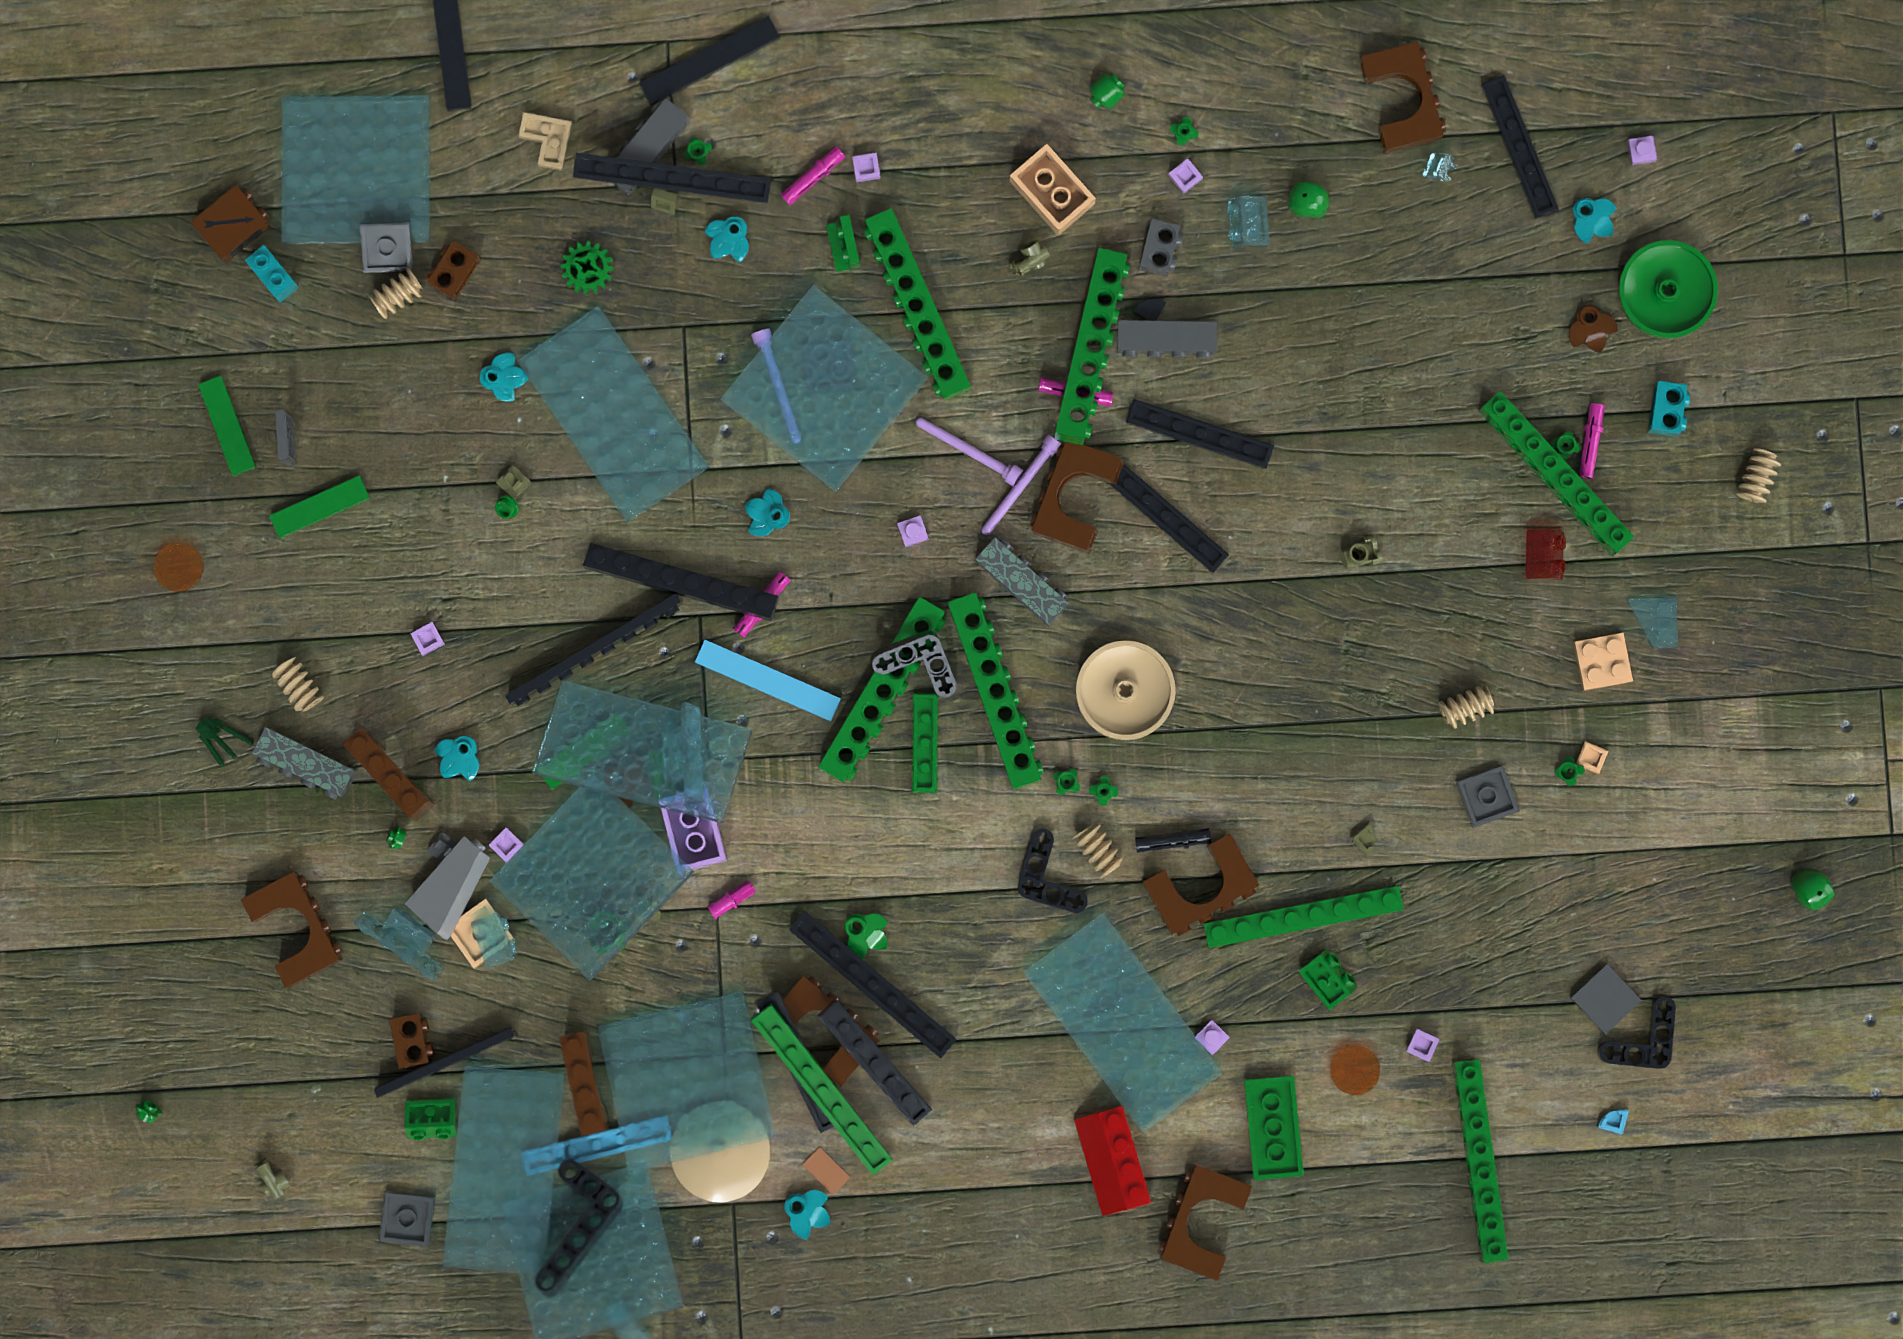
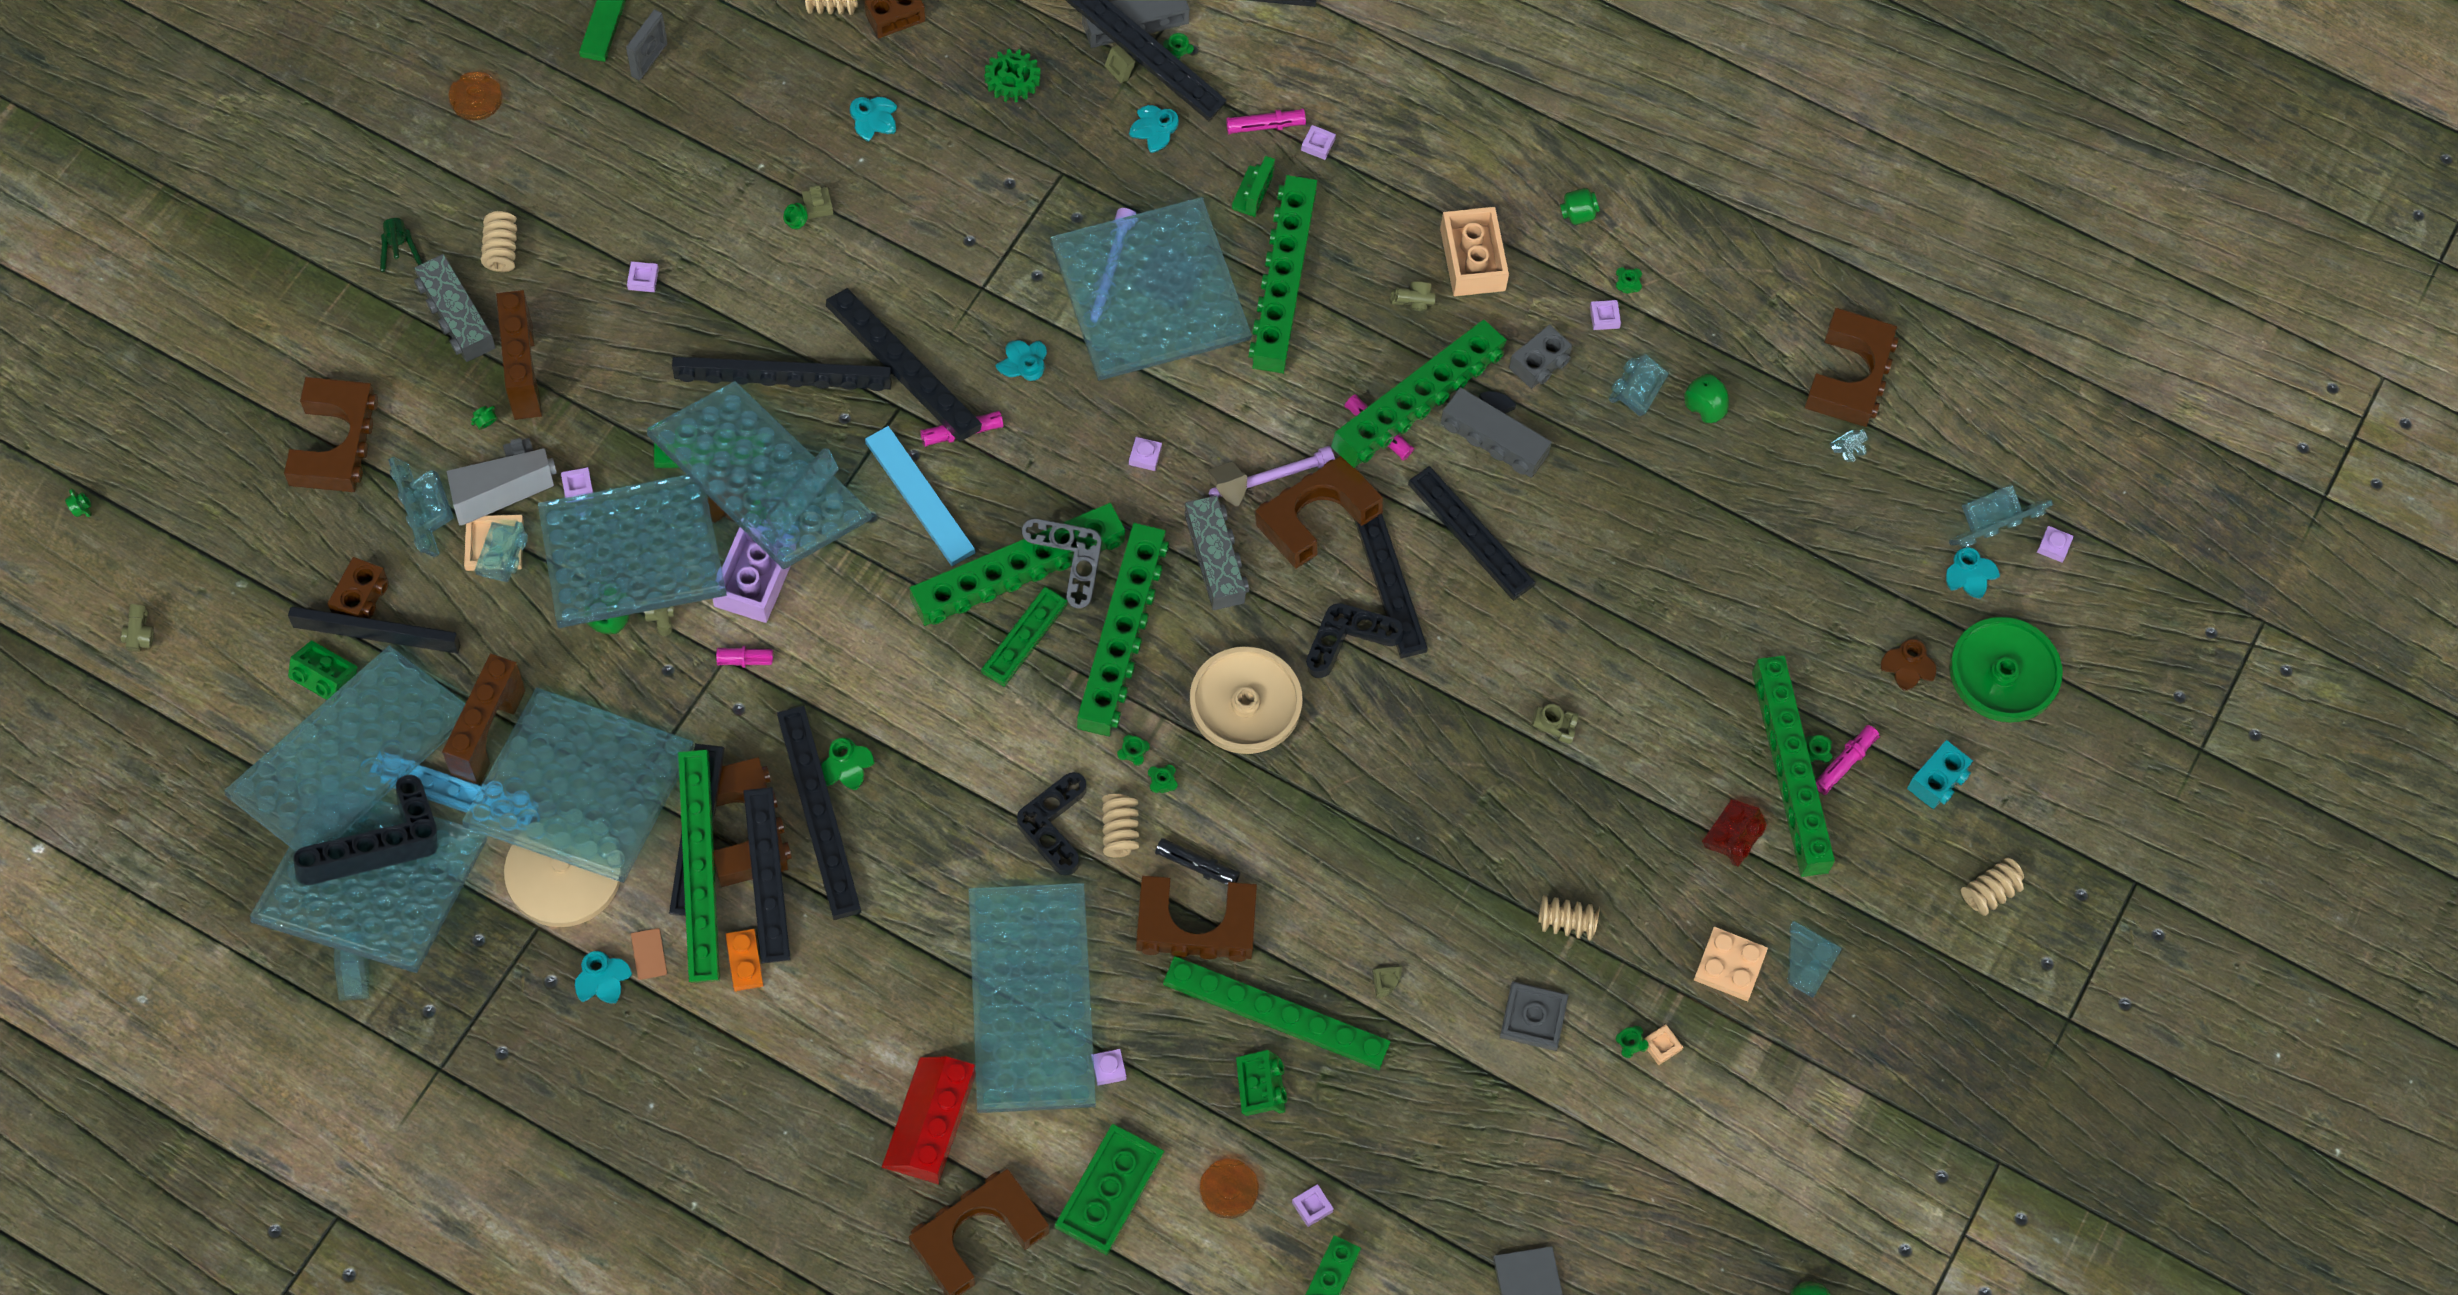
camera: 25 degrees right, 20 degrees down
(319, 507) = (633, 121): green tile -> none
(407, 1219) = (230, 745): dark grey tile -> none
(456, 760) = (589, 388): teal plate -> none
(613, 414) = (946, 203): clear light blue plate -> none
(898, 1130) = (744, 960): none -> orange plate
(992, 514) = (1229, 482): none -> dark tan tile
(1009, 472) = (1269, 457): lavender piece -> none
(1154, 583) = (1341, 628): none -> black beam
(1519, 147) = (1937, 475): black tile -> none
(1584, 156) = (1994, 511): none -> clear light blue bracket

